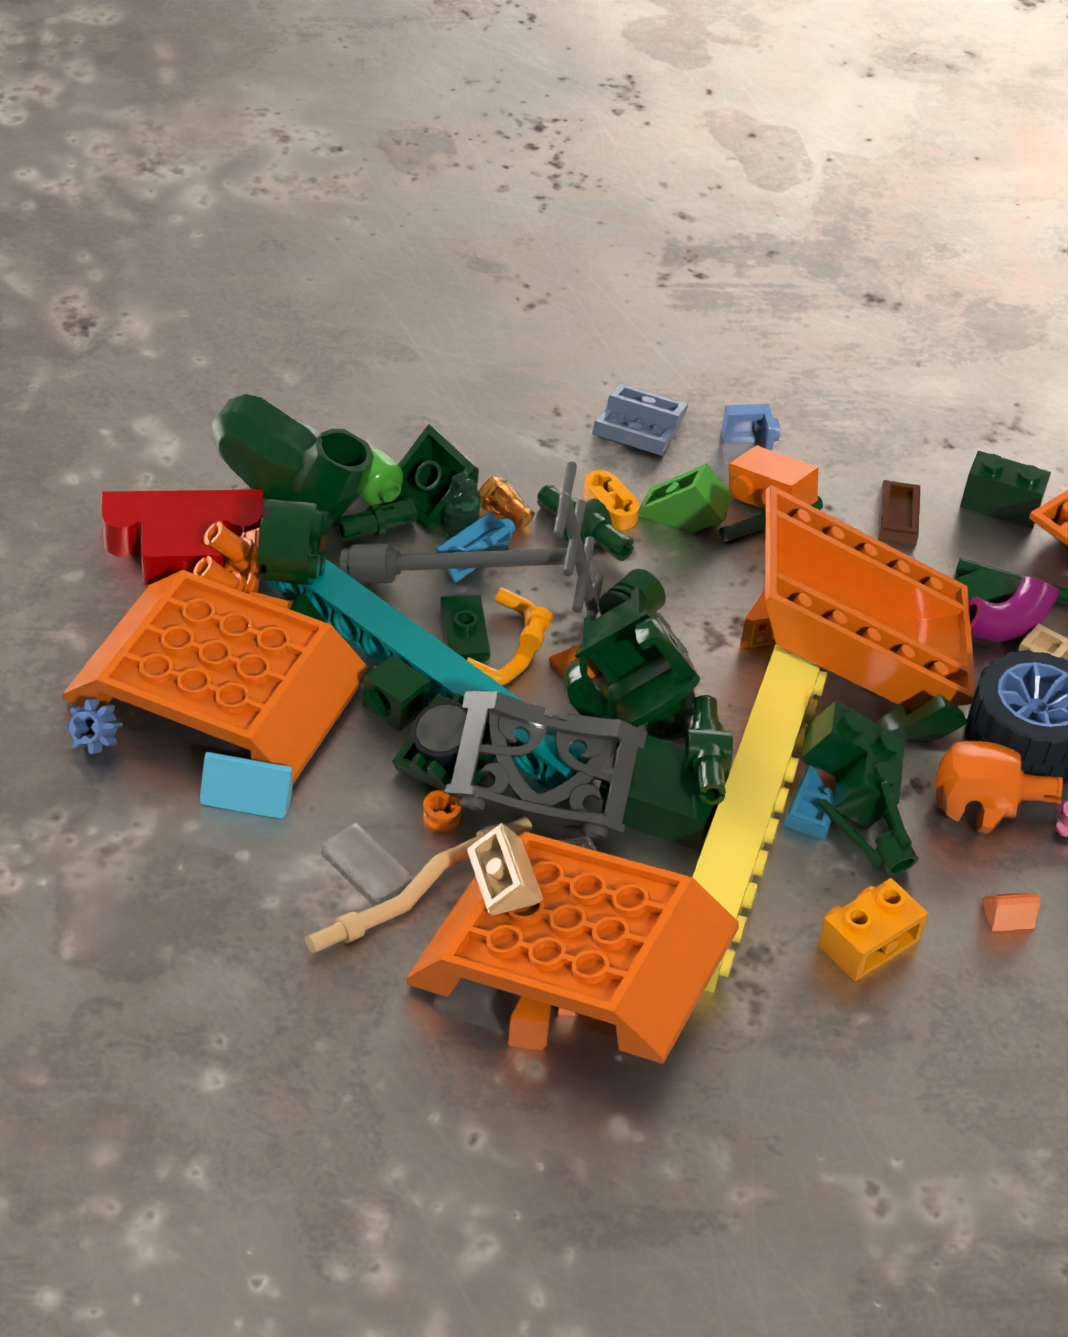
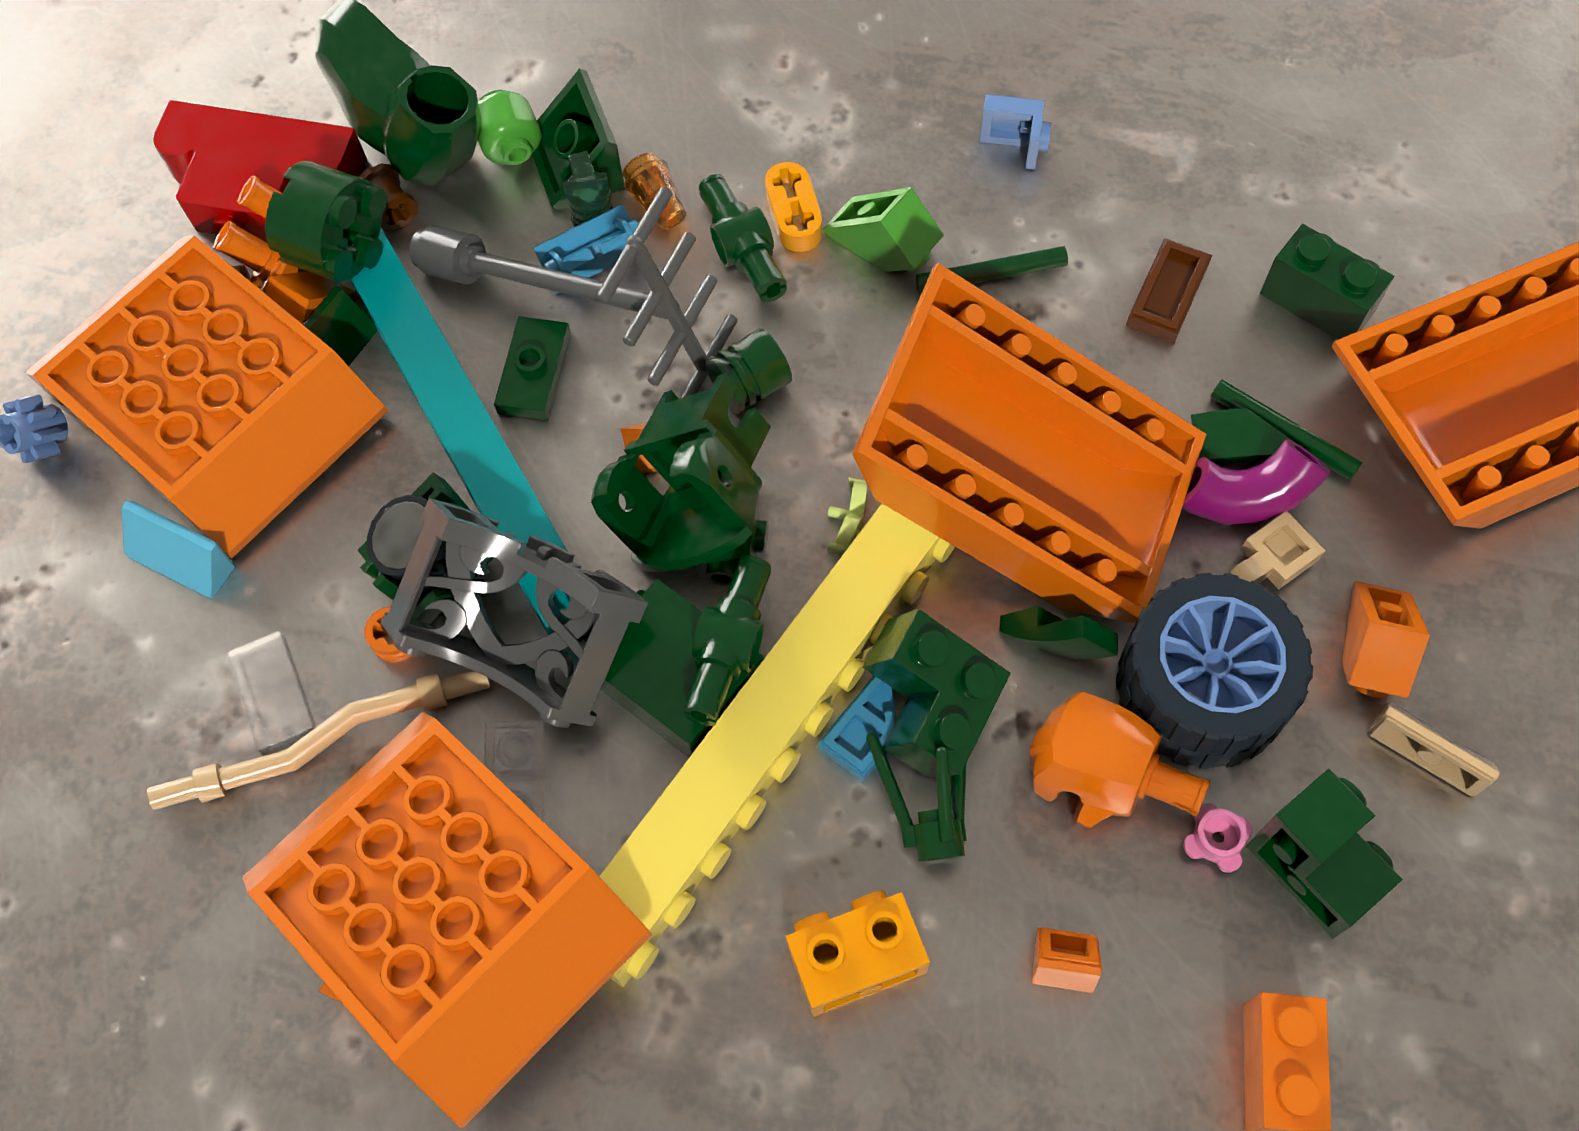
camera: 25 degrees right, 20 degrees up
(376, 520) = (488, 188): dark green pin -> none
(395, 692) = (401, 448): dark green brick -> none
(504, 871) = (377, 782): tan slope -> none
(531, 639) = (590, 407): light orange piece -> none
(640, 419) = (881, 90): sand blue slope -> none
(745, 679) = (852, 518): none -> yellowish green piece
(761, 467) = (1006, 221): orange brick -> none

